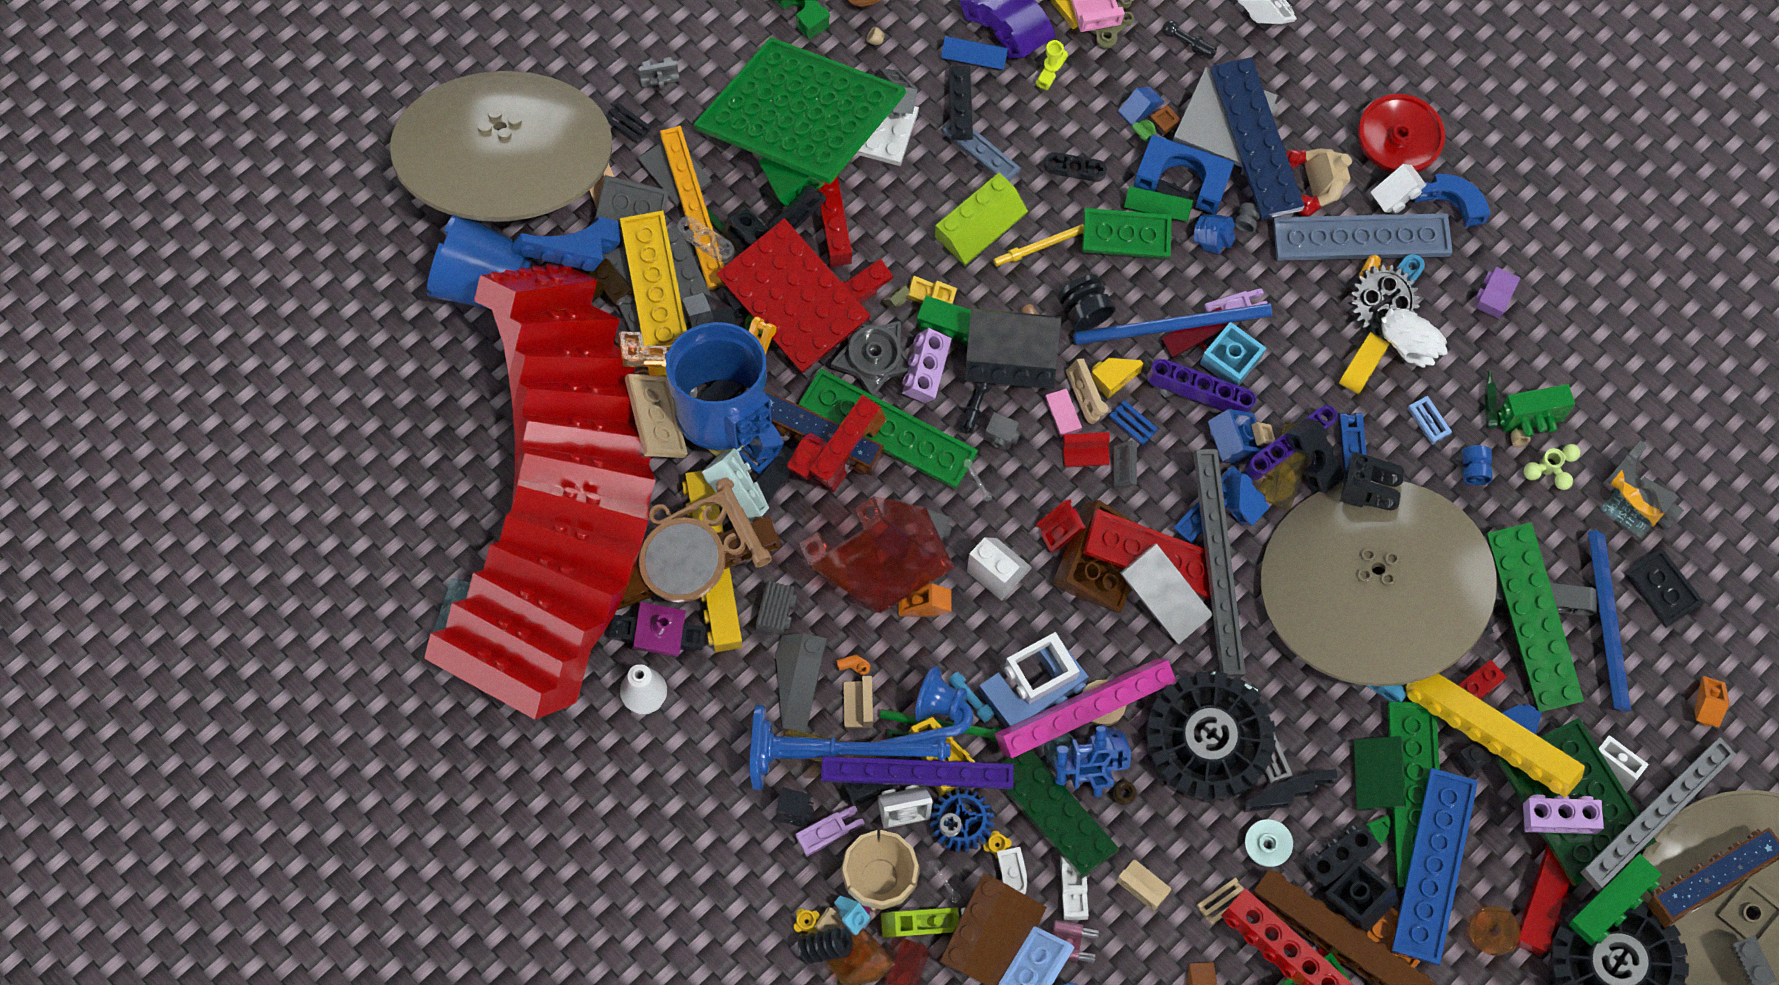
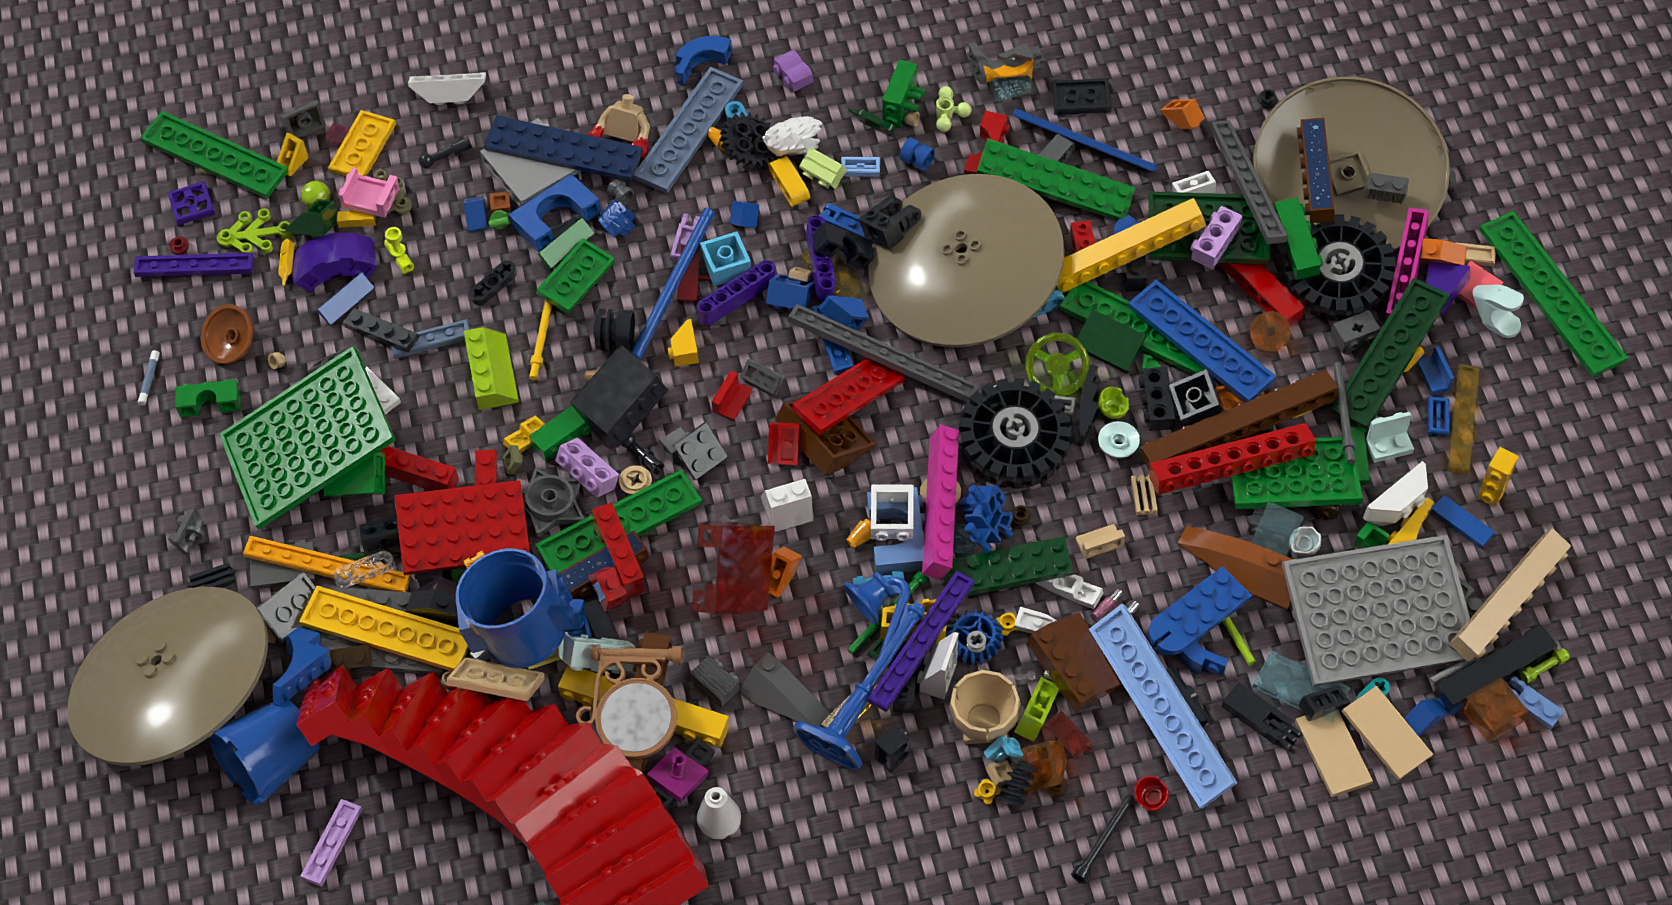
camera: 55 degrees left, 10 degrees down
(433, 376) = (331, 843): none -> lavender plate
(636, 354) = (434, 664): clear orange plate -> none
(800, 209) = (390, 486): black plate -> none
(827, 831) = (923, 739): lavender hinge -> none
(854, 662) = (797, 648): orange arm -> none
(858, 703) = (833, 661): tan panel -> none
(949, 409) = (632, 473): none -> tan gear
(986, 496) = (721, 485): clear hinge -> none
(1005, 454) = (699, 451): none -> plate
(1005, 650) = (860, 534): none -> light orange cone
(1063, 412) = (689, 397): bright pink tile -> none
(1086, 391) = (684, 370): tan plate -> none
(1140, 418) = (729, 352): blue tile -> none
(1166, 593) = (885, 400): light grey tile -> none
(1298, 343) = (744, 214): none -> blue panel
(1307, 815) = (1113, 403): none -> lime hair
(1314, 735) = (1058, 363): none -> clear neon green piece
(1398, 189) = (670, 83): white brick -> none
(1398, 385) = (823, 168): none -> yellowish green brick
(1400, 132) = (627, 59): red dish -> none
(1560, 522) = (993, 127): none -> red arch

